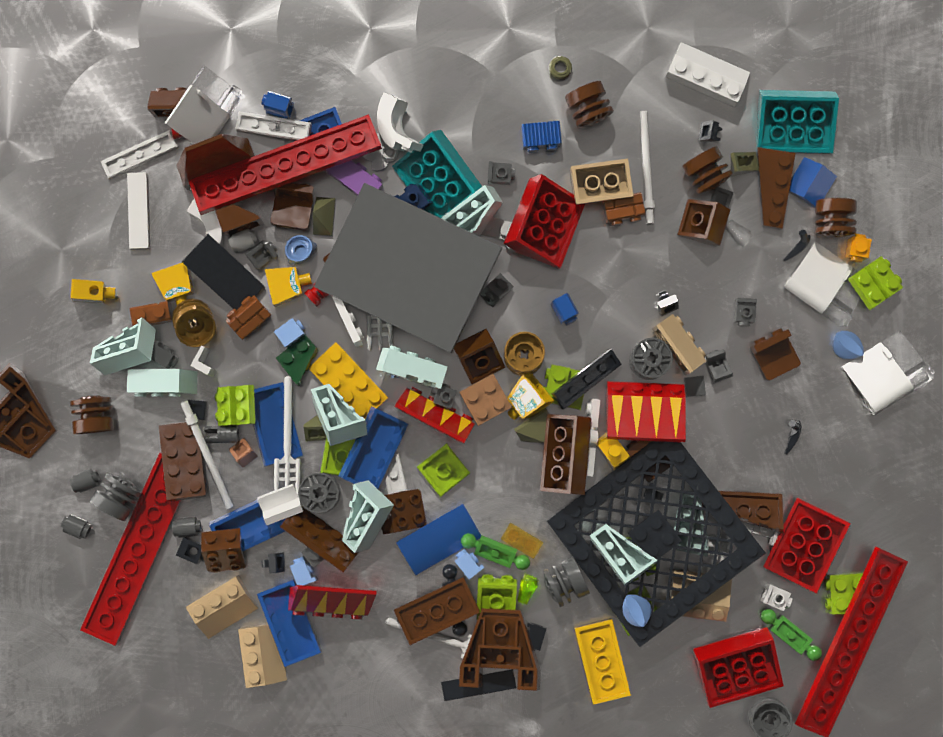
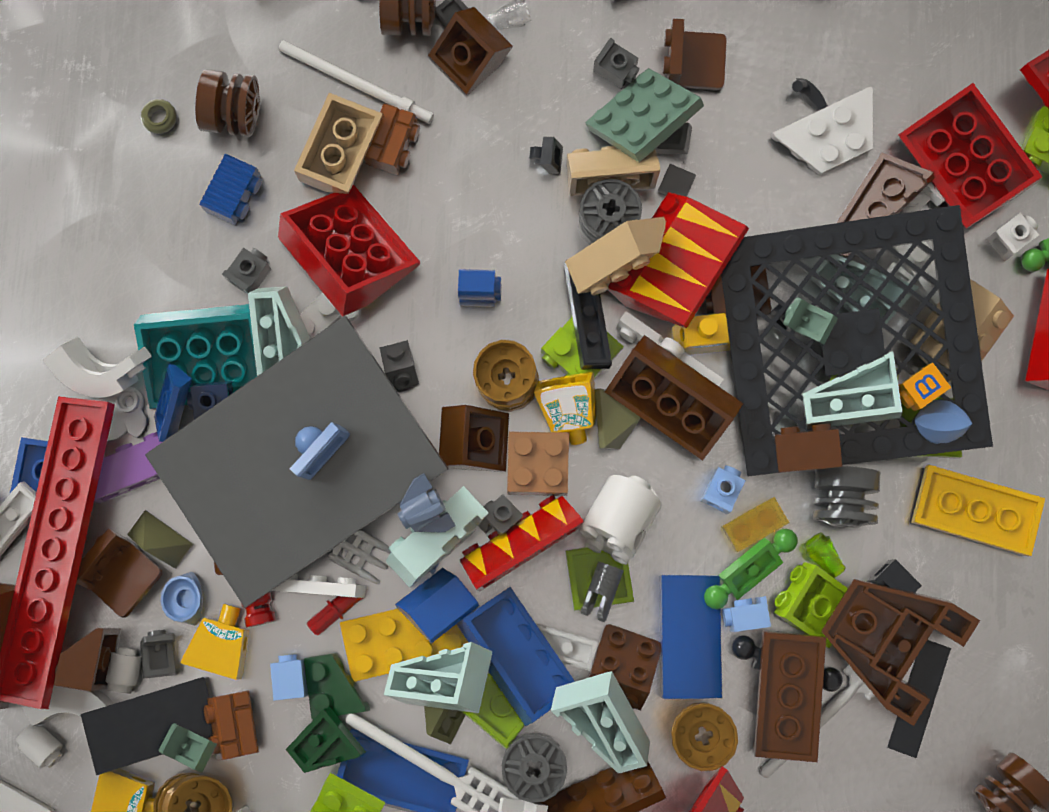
camera: 60 degrees left, 5 degrees down
(178, 220) = (39, 746): none -> white brick
(223, 301) = (187, 747): none -> sand green bracket
(267, 372) = (324, 743): none -> dark green wing
(337, 334) = (331, 613): none -> red axle
(376, 389) = (437, 604): none -> blue slope
(376, 575) = (720, 745): none -> pearl gold wheel
(401, 177) = (171, 402): none -> blue slope
(420, 275) = (317, 448): none -> medium blue tile
(421, 352) = (423, 509): none -> sand blue brick
(440, 475) = (604, 582): none -> dark grey hinge
(481, 462) = (621, 517): none -> white cylinder
(524, 508) = (716, 497): none -> light blue brick
(576, 544) = (808, 449): none -> reddish brown slope
(626, 376) = (616, 254): none -> tan slope
(647, 588) = (922, 387): none -> light orange brick
(651, 505) = (809, 320): none -> sand green bracket
(721, 344) = (644, 114): none -> sand green plate
(776, 459) = (832, 133): none -> white wing

